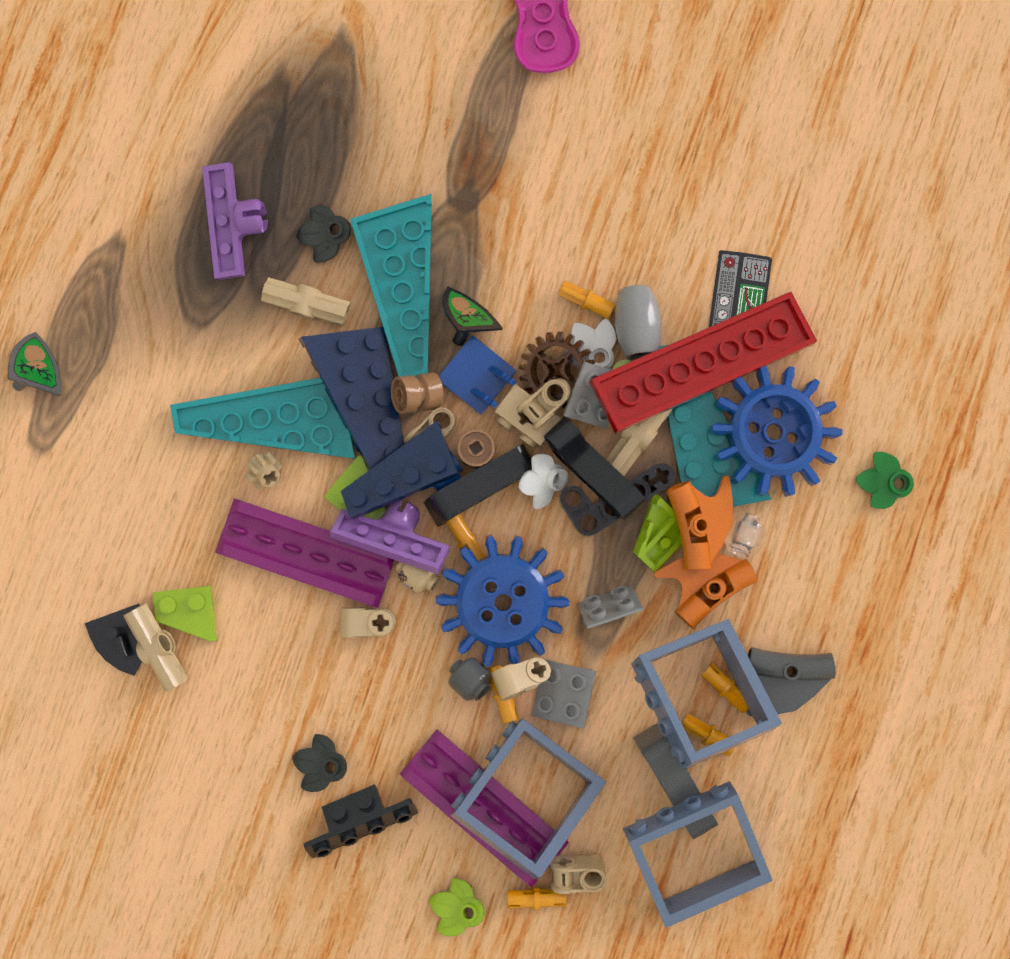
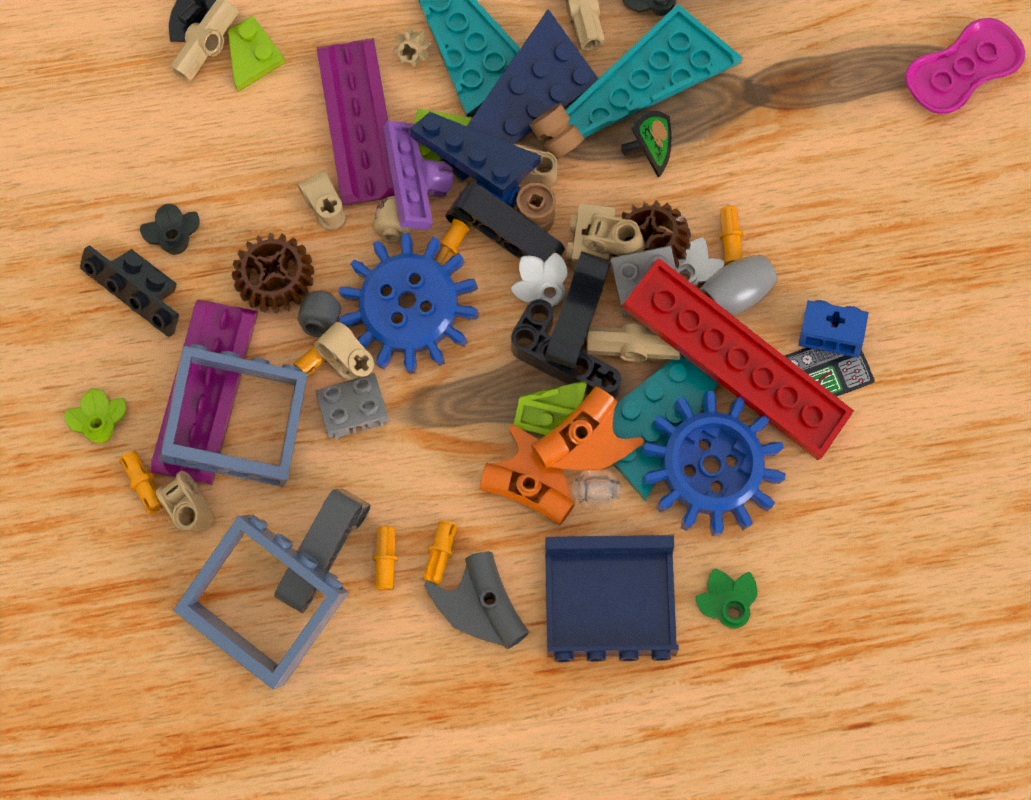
camera: 65 degrees right, 15 degrees down
(389, 712) = (263, 292): none -> reddish brown gear
(477, 375) = (604, 179): blue plate -> none
(610, 606) = (446, 393): light grey hinge -> none
(729, 257) = (844, 339): none -> blue brick
(743, 674) = (352, 533): sand blue window -> none
(837, 574) = (610, 597): none -> dark blue panel

